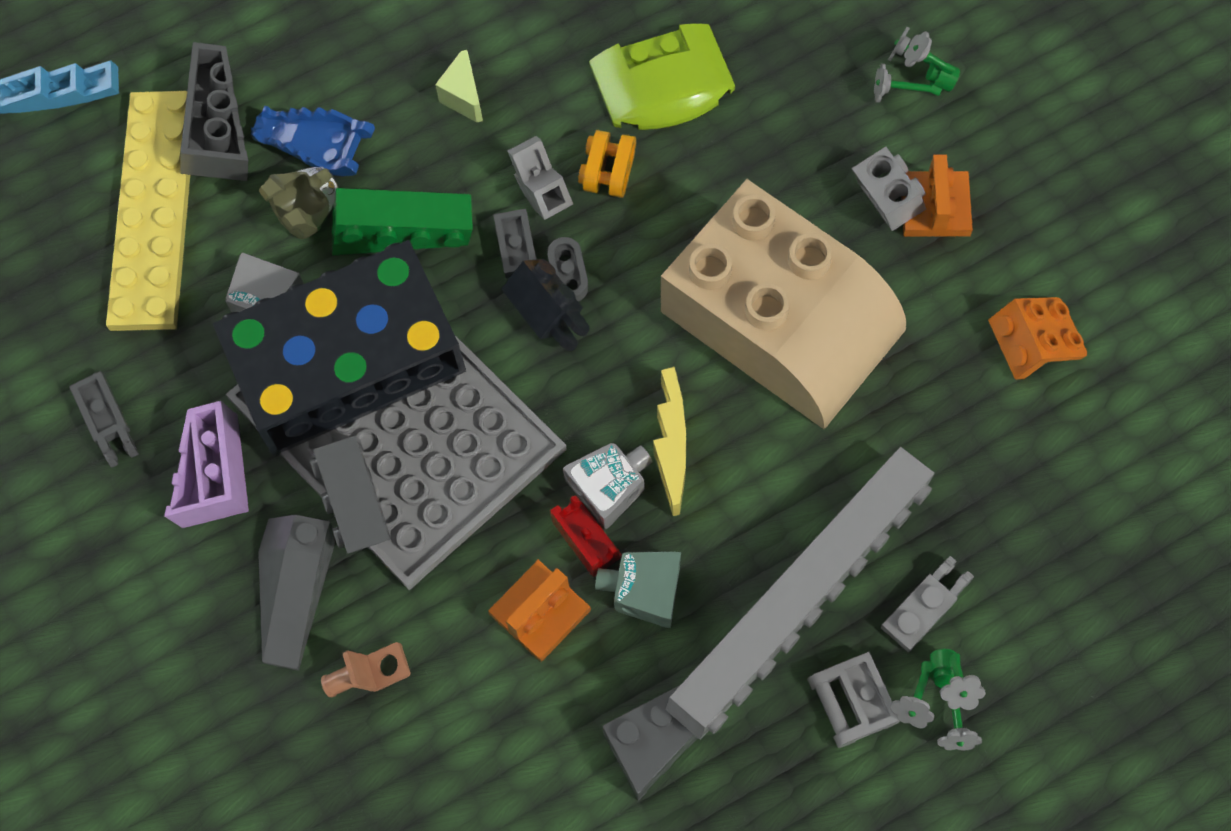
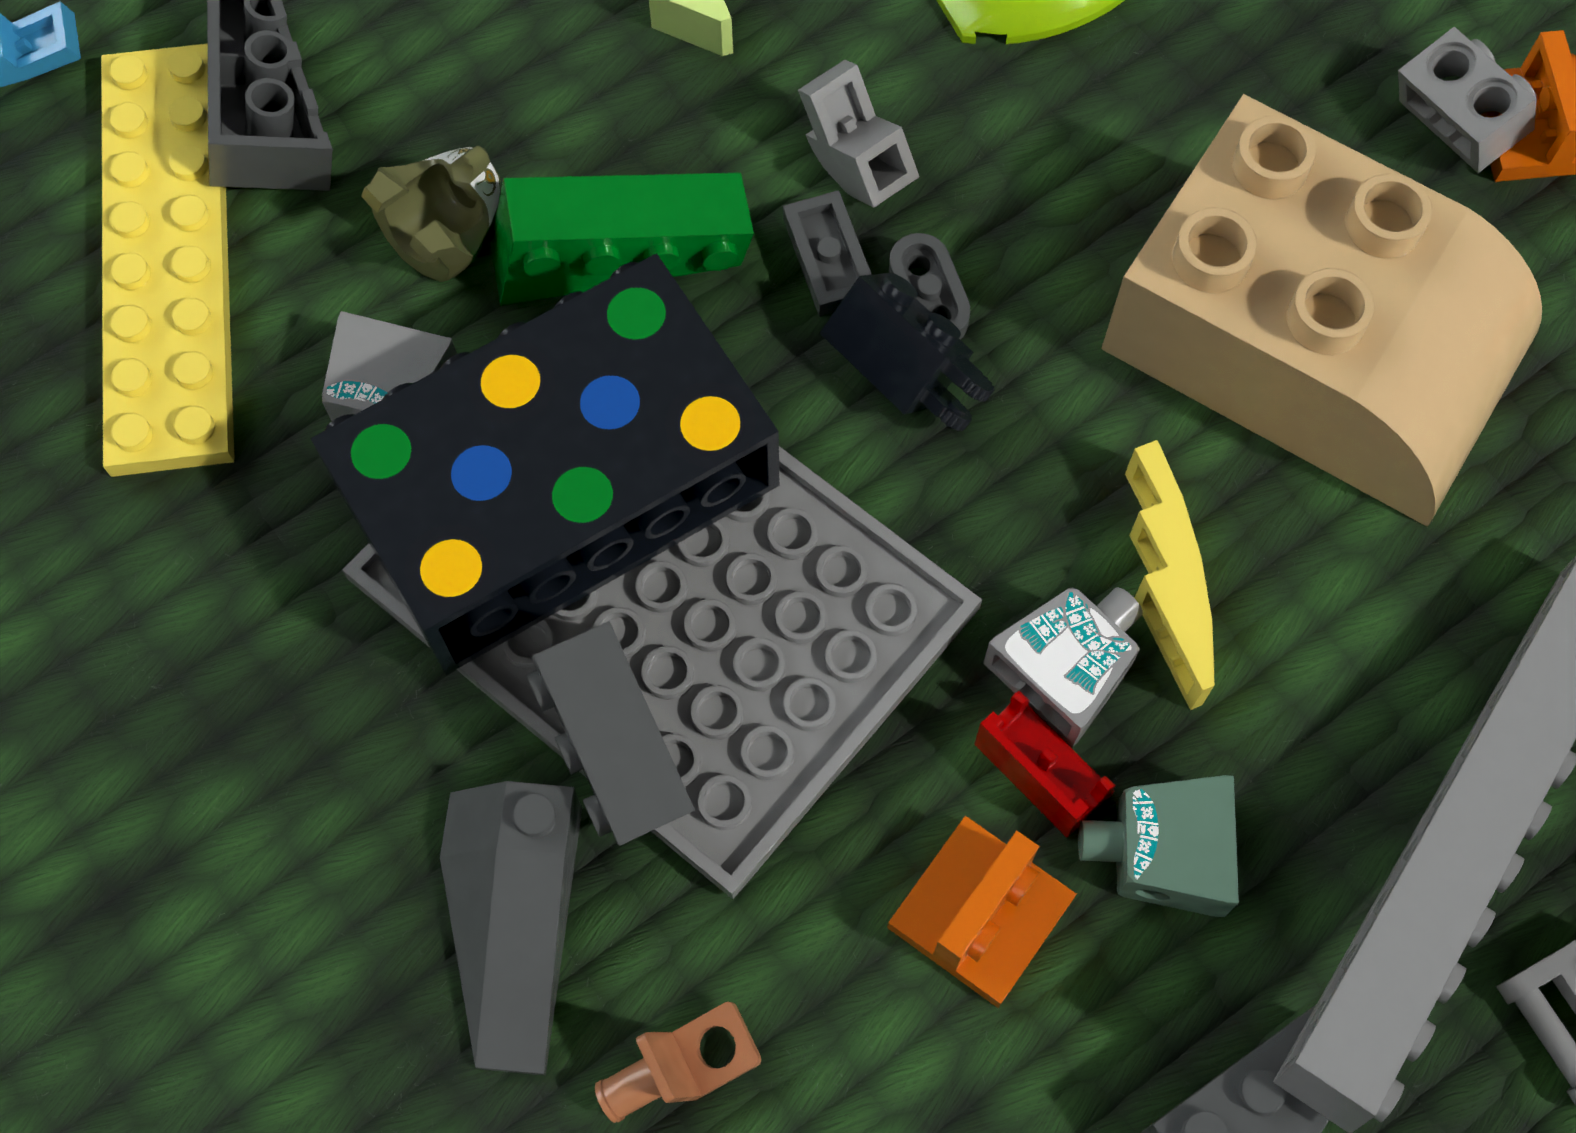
camera: 10 degrees left, 0 degrees up
(102, 415) = (115, 632): dark grey hinge -> none
(210, 468) = (332, 711): lavender wedge -> none
(314, 137) = (442, 100): blue animal -> none
(598, 149) = (944, 122): light orange brick -> none

